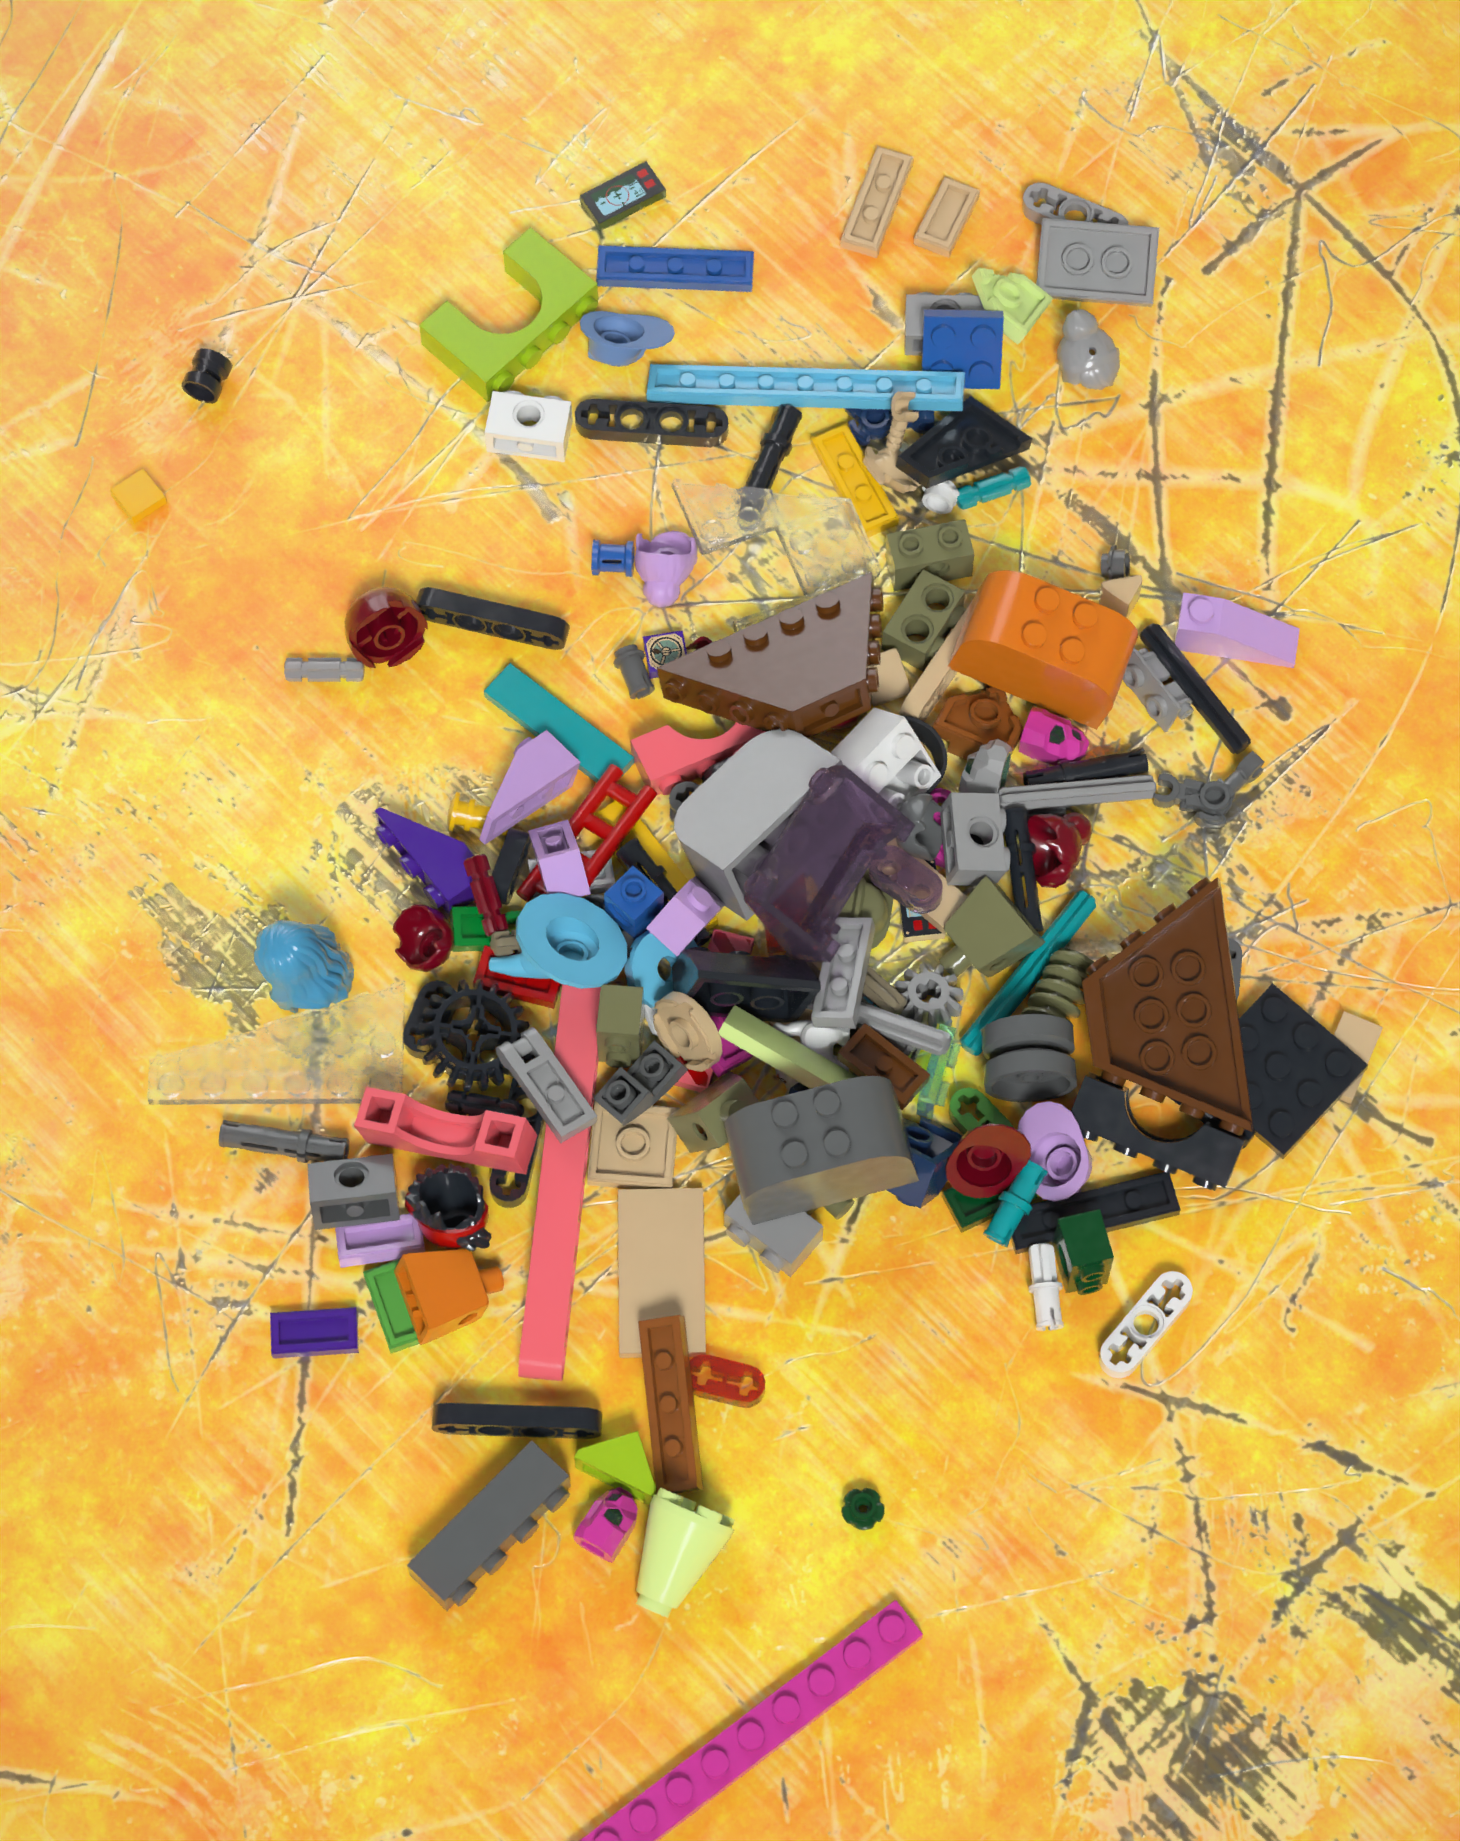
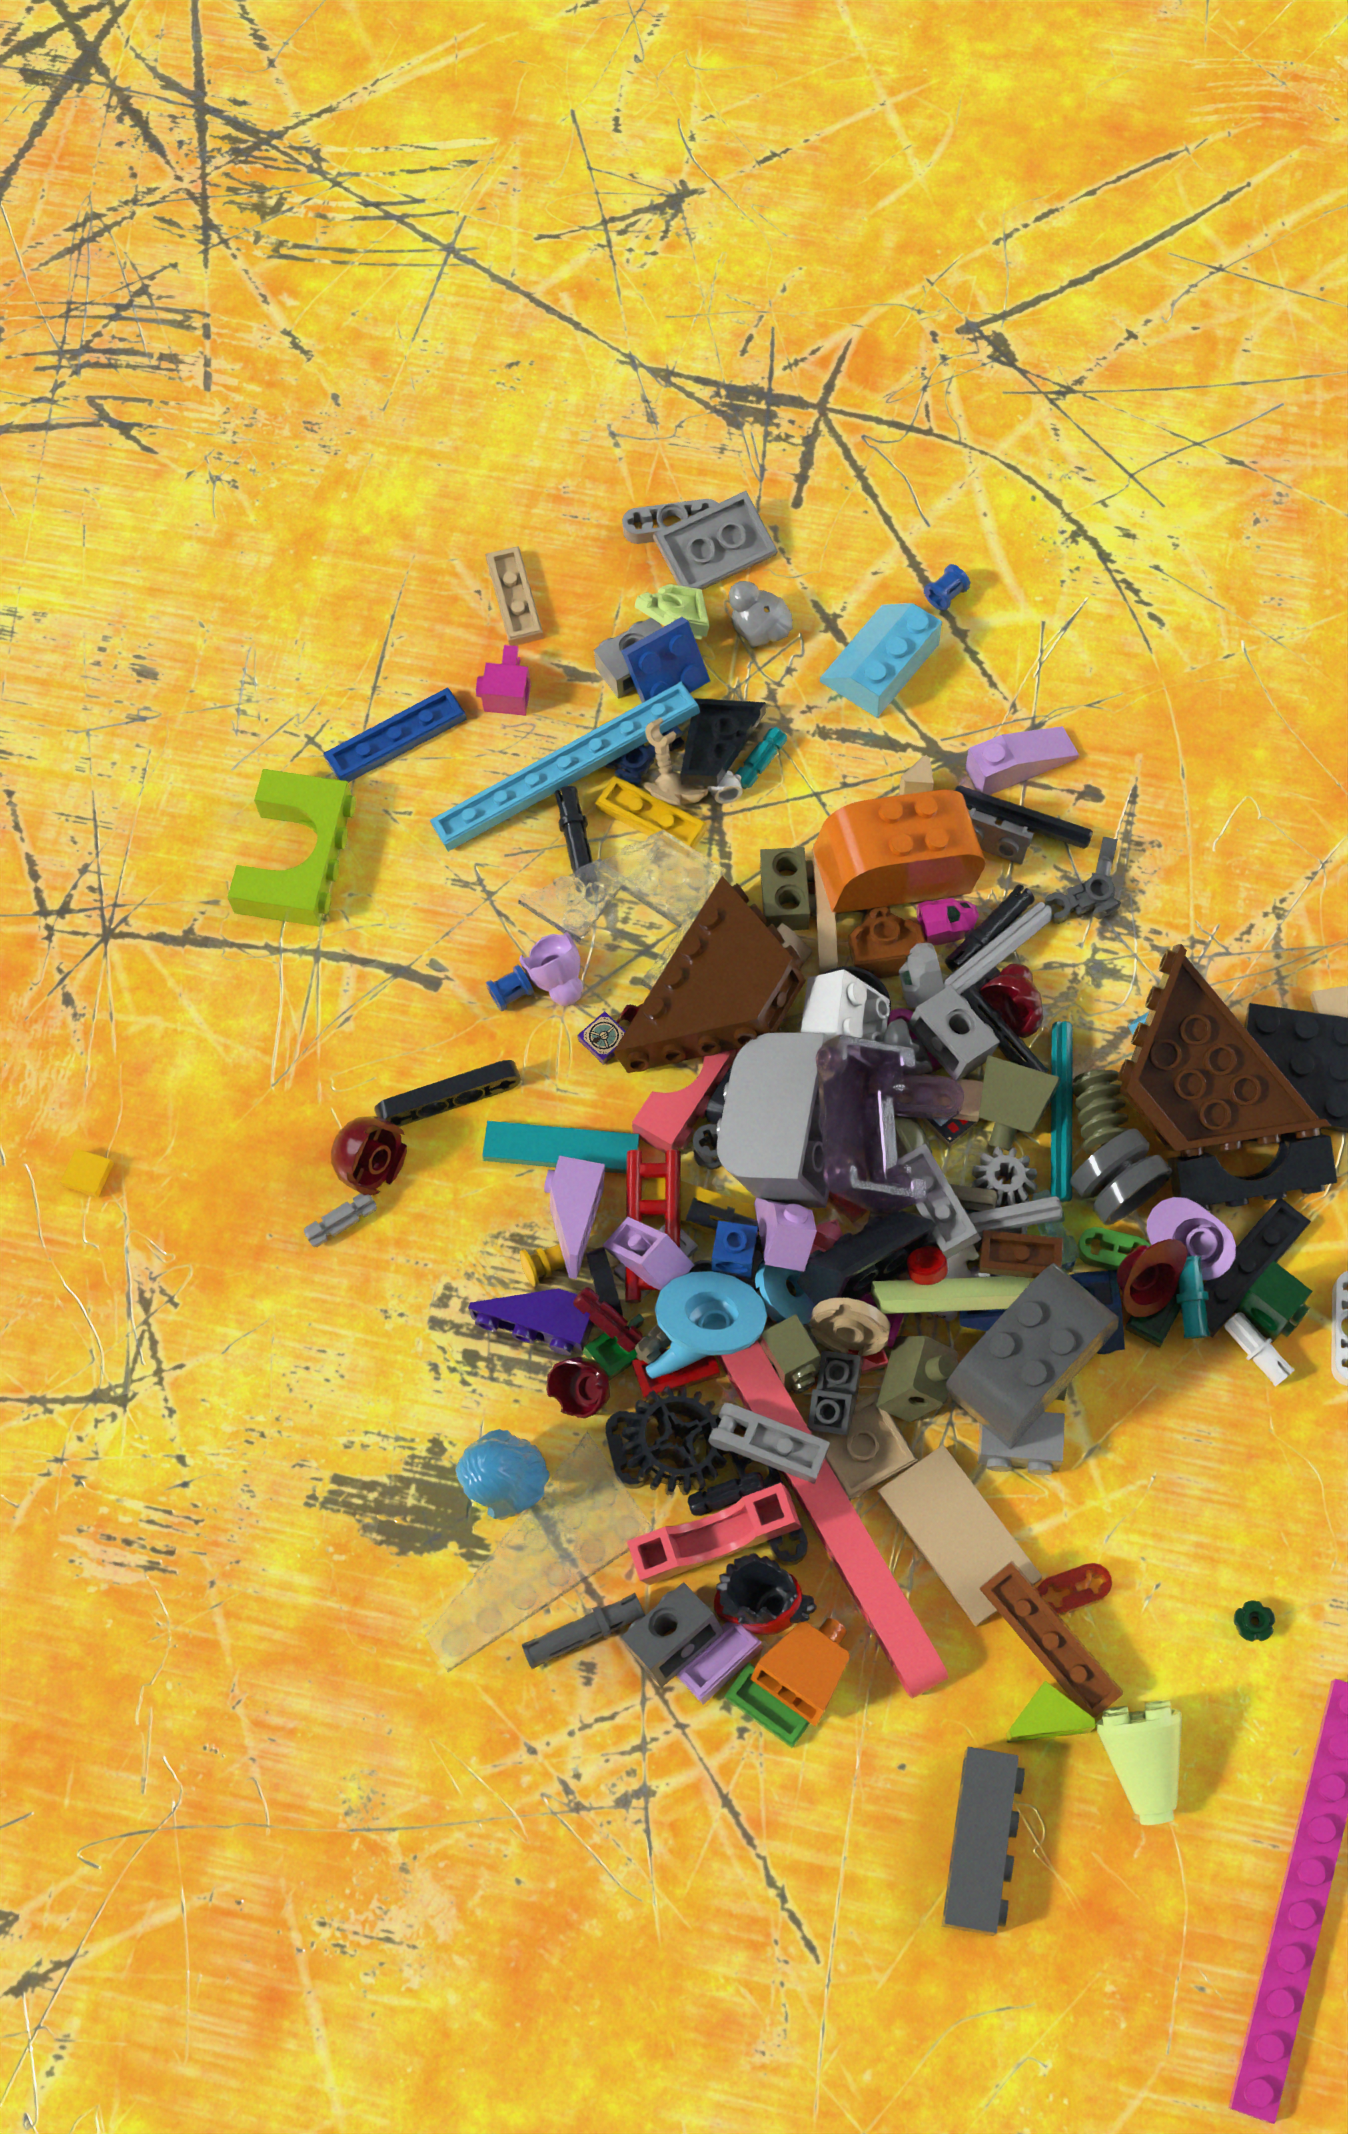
camera: 30 degrees left, 0 degrees up
(206, 376) = (77, 1041): black wheel -> none
(314, 1332) = (719, 1774): dark purple tile -> none
(516, 1420) = (937, 1737): black beam -> none
(544, 440) = (360, 941): white brick -> none
(608, 1524) = (1070, 1772): dark pink rock -> none
(622, 196) = (314, 704): tile -> none
(623, 337) = (396, 810): medium blue piece -> none
(634, 672) = (589, 1066): dark grey pin -> none
(652, 416) = (459, 859): black beam -> none
(792, 1022) = (927, 1266): none -> red tile
(806, 282) = (505, 685): none -> dark pink brick
(938, 548) = (759, 827): olive brick -> none
(946, 217) = (575, 577): tan tile -> none
(1115, 563) = (895, 760): dark grey plate -> none
(1177, 463) = (884, 656): none -> medium azure slope
(1286, 432) = (947, 587): none -> blue bush

